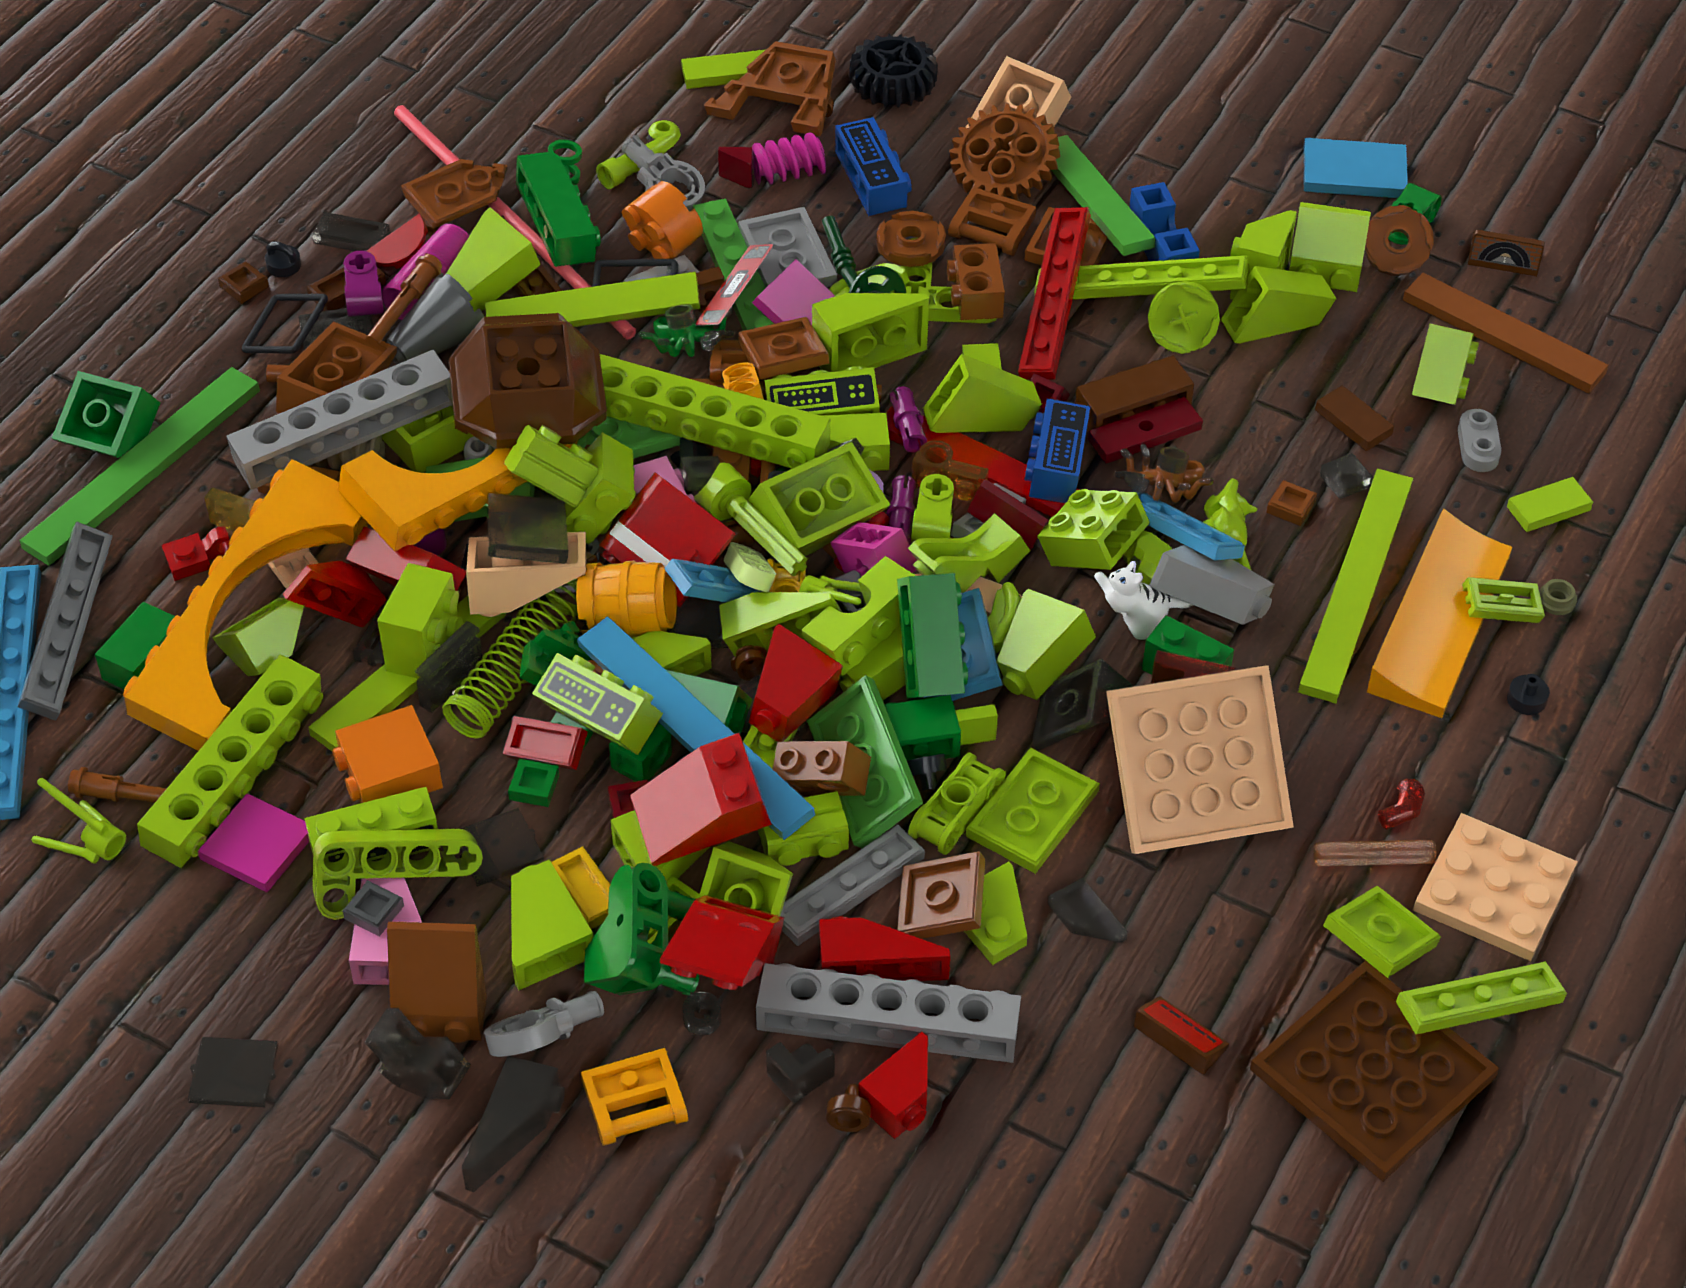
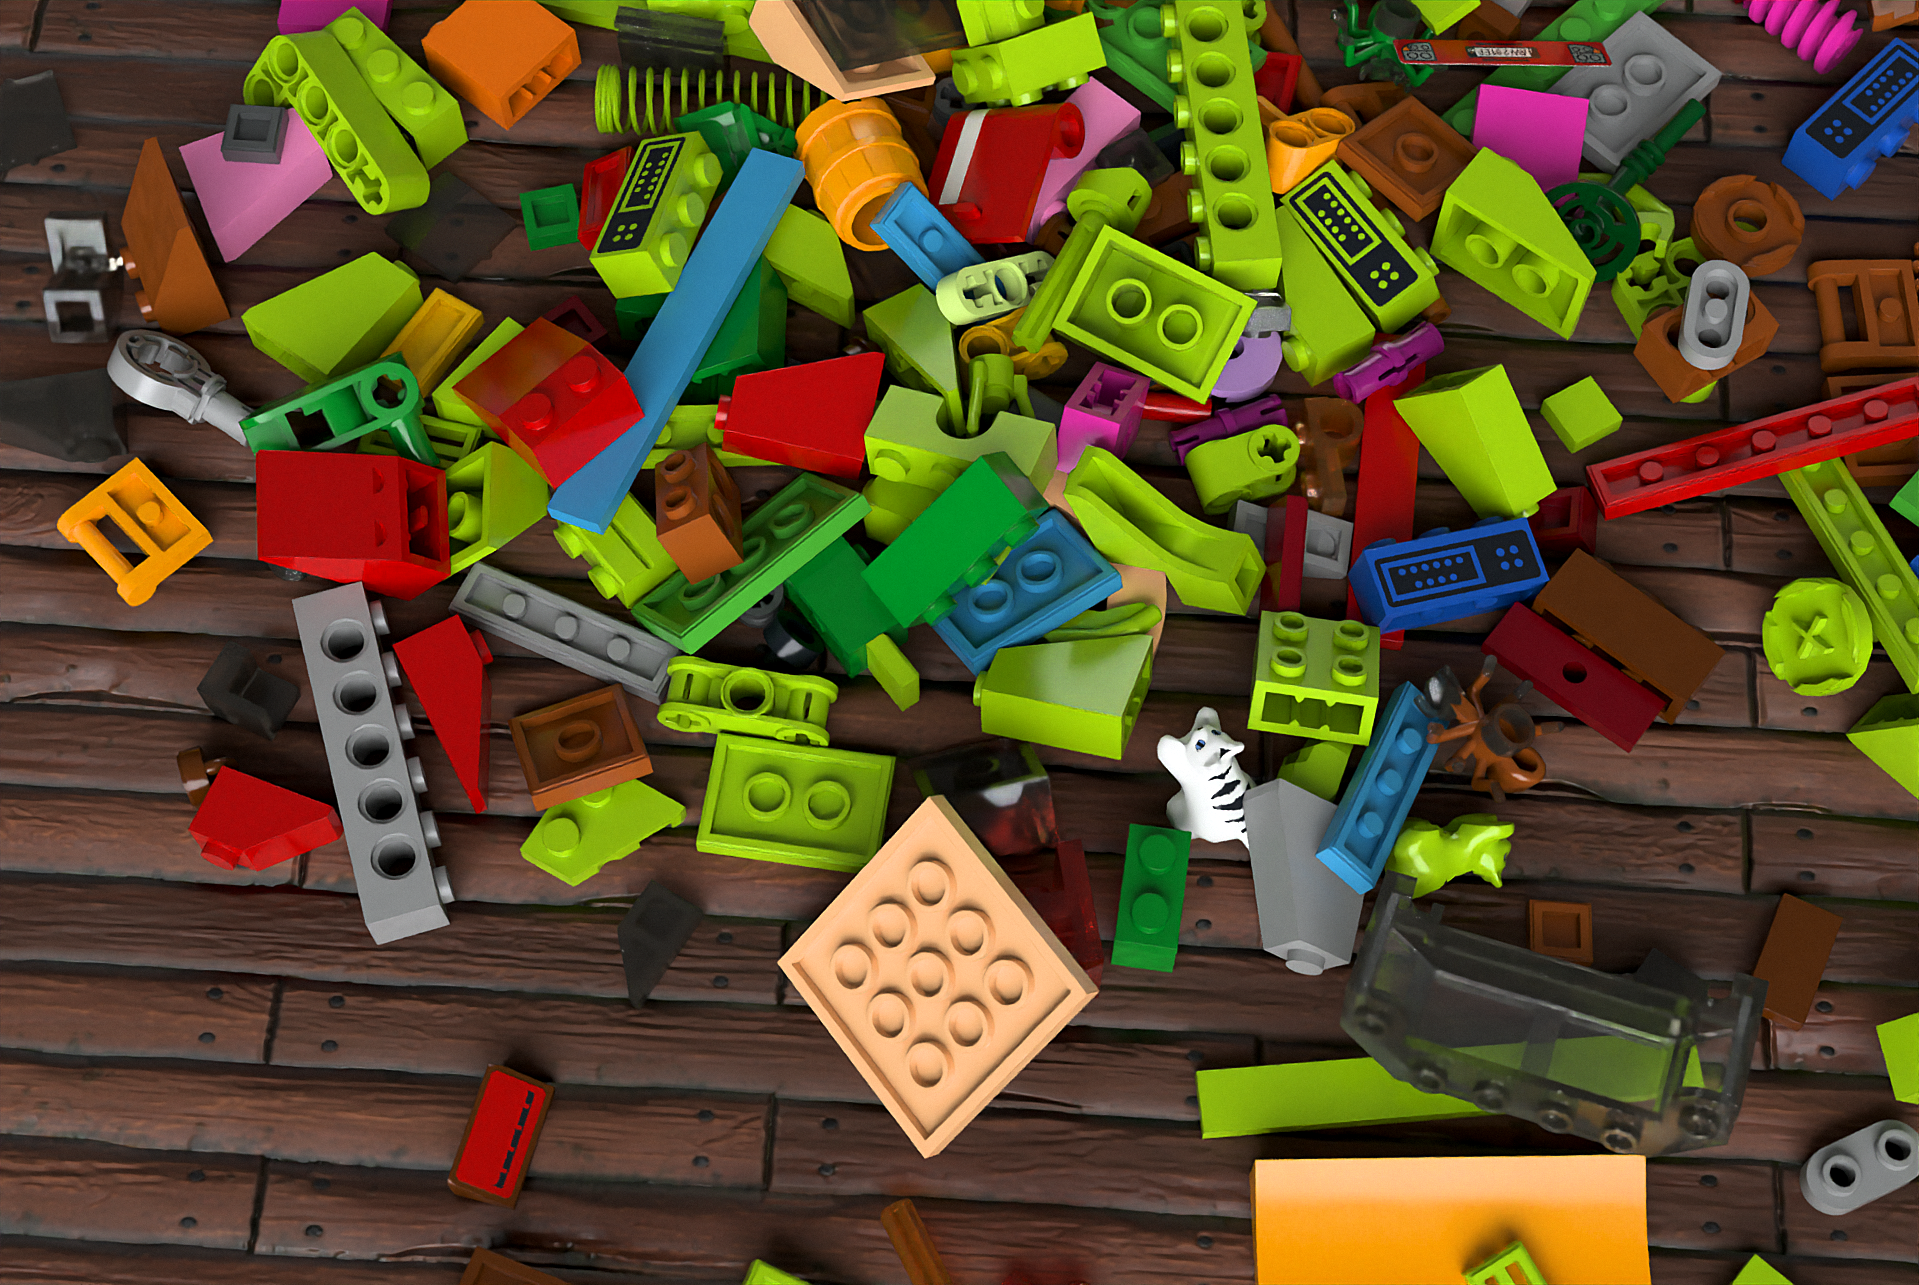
camera: 65 degrees right, 15 degrees up
(980, 260) = (1714, 319): none -> light grey plate
(1369, 507) = (1548, 1034): none -> windscreen

